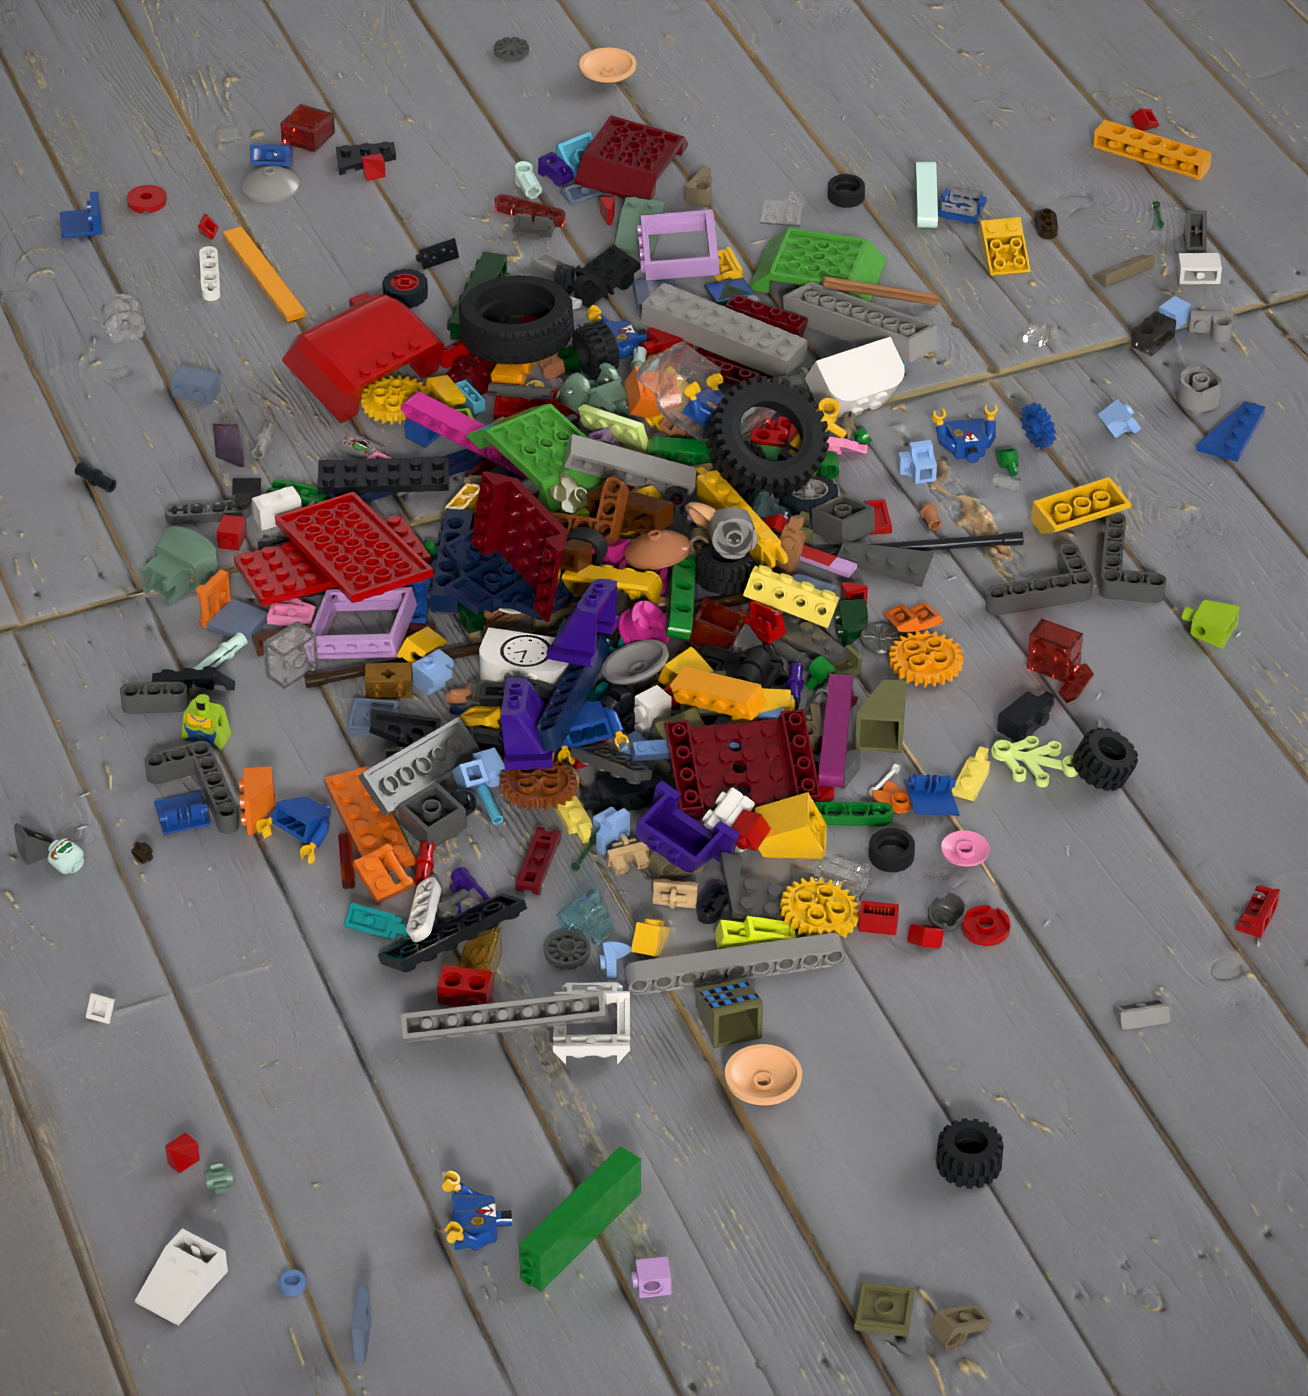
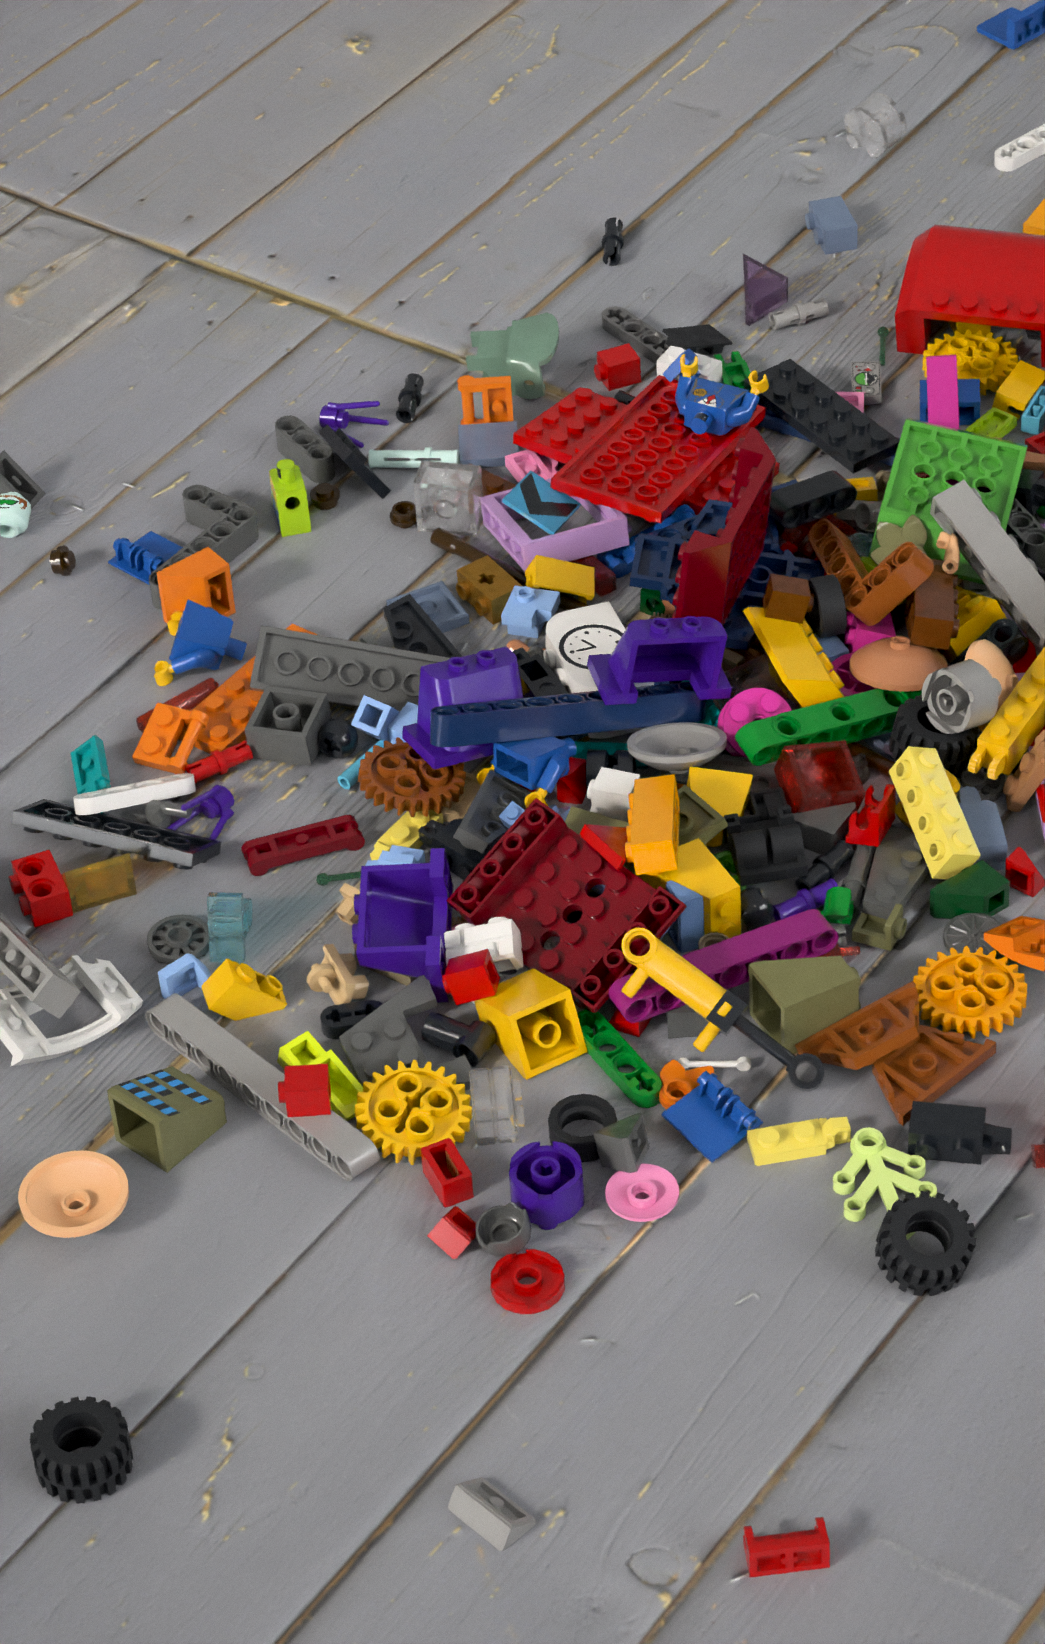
camera: 60 degrees right, 0 degrees up
(136, 669) = (336, 416): none -> dark purple plant
(151, 632) = (409, 398): none -> black pin
(269, 685) = (403, 514): none -> dark brown plate
(287, 501) = (673, 370): none -> tile
(344, 505) = (714, 405): none -> blue torso
(345, 431) = (882, 332): none -> clear green hinge
(362, 613) = (540, 503): none -> dark azure piece
(599, 475) = (952, 554): none -> light nougat arm
(720, 718) = (608, 842): none -> red tile
(779, 863) = (459, 1038): none -> black piece
(780, 936) = (306, 1090): none -> red brick
(874, 743) = (708, 999): none -> yellow piece
(928, 707) = (868, 1032): none -> dark orange wing
(928, 878) = (547, 1183): none -> dark purple brick
(930, 836) = (622, 1144): none -> dark grey slope
(966, 703) = (927, 1068): none -> dark orange wing

